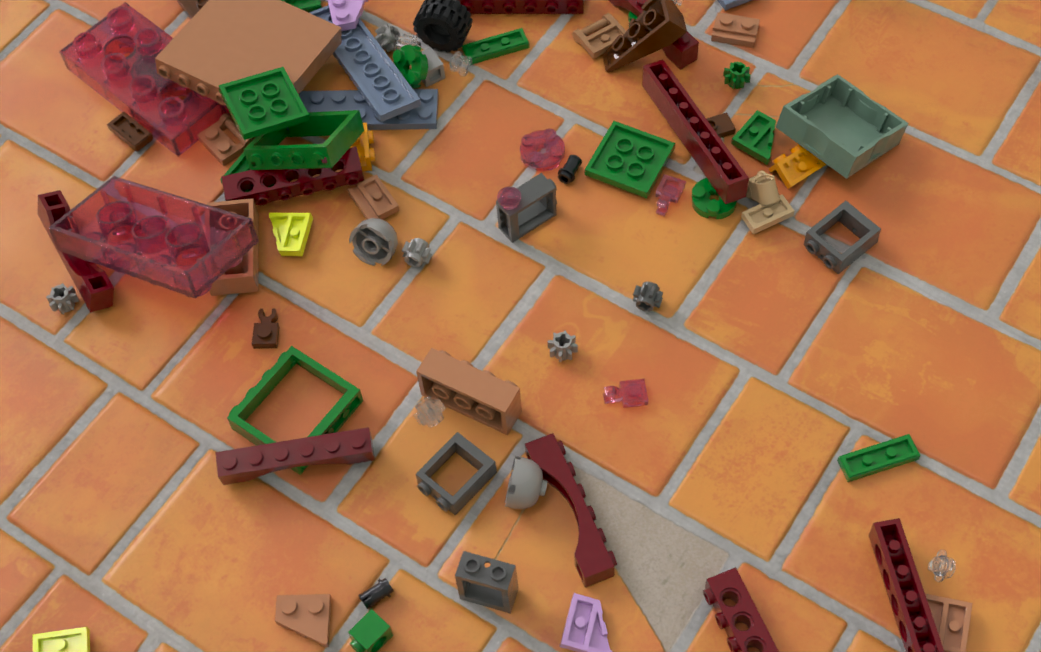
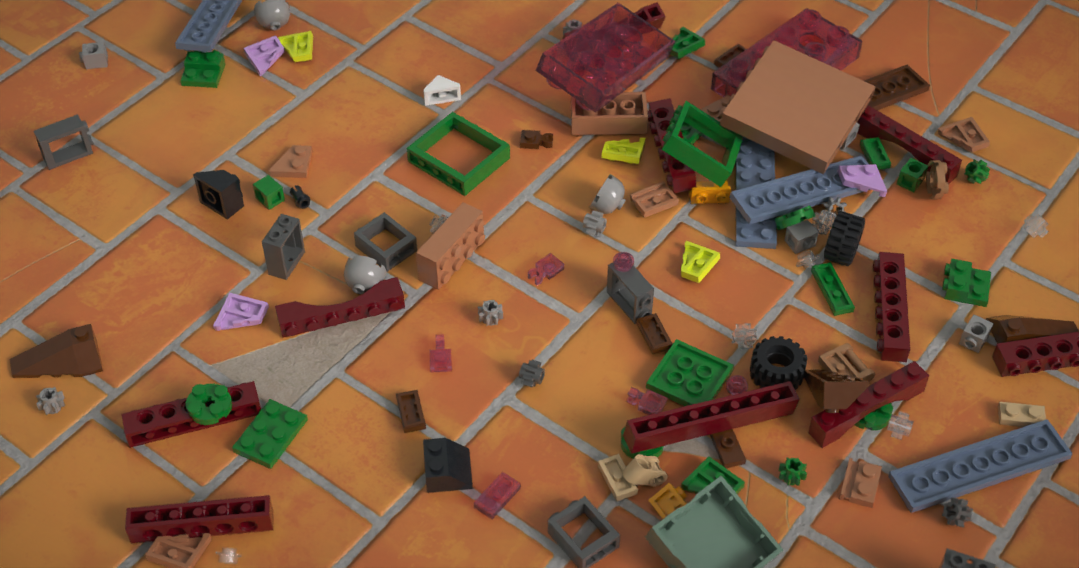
camera: 90 degrees right, 10 degrees down
(91, 176) = (686, 43): none -> green wing
(172, 443) = (441, 91): none -> white slope
(263, 103) = (726, 104): green plate -> none
(332, 448) = (413, 153): dark red arch -> none
(468, 157) = (697, 261): none -> neon yellow wing
(486, 296) = (546, 267): none -> clear pink plate
(542, 139) = (705, 305): clear pink plate -> none
(567, 173) = (680, 331): black pin -> none
(574, 112) = (744, 336): none -> clear gear
(576, 191) = (654, 333): none -> reddish brown plate
(611, 70) = (780, 352): none -> black tyre
(636, 116) = (740, 382): none -> clear pink plate
(713, 412) = (411, 411): none -> reddish brown plate
(743, 631) = (205, 393): none -> green plate
(765, 559) = (270, 433): none -> green plate
(783, 369) = (446, 465): none -> black slope
(809, 316) = (497, 495): none -> clear pink plate
(878, 458) = (345, 531): green tile -> none

